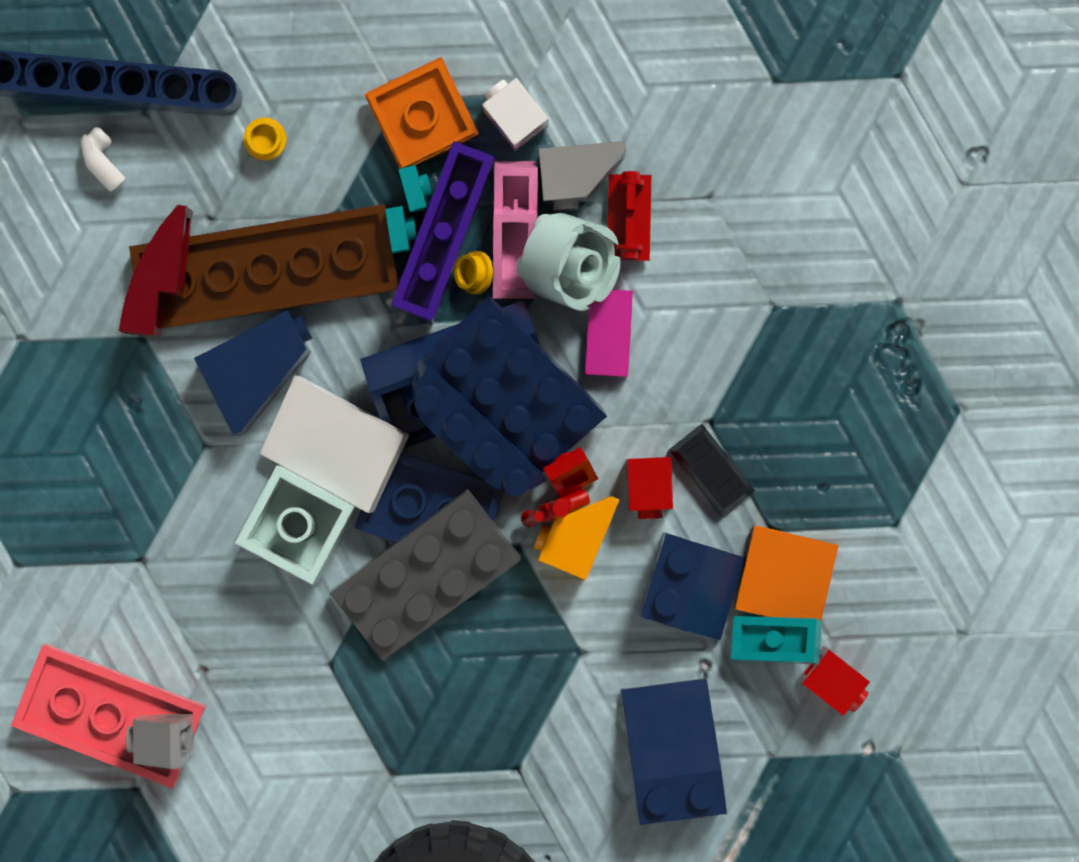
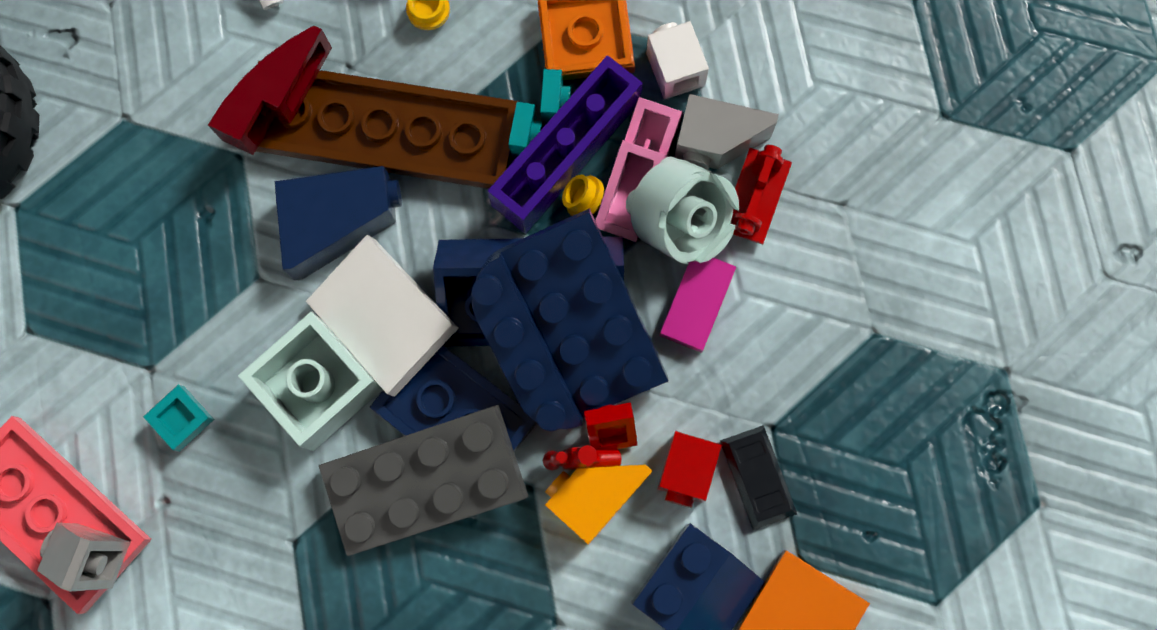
camera: 25 degrees right, 10 degrees down
(189, 595) = (178, 418): none -> teal plate

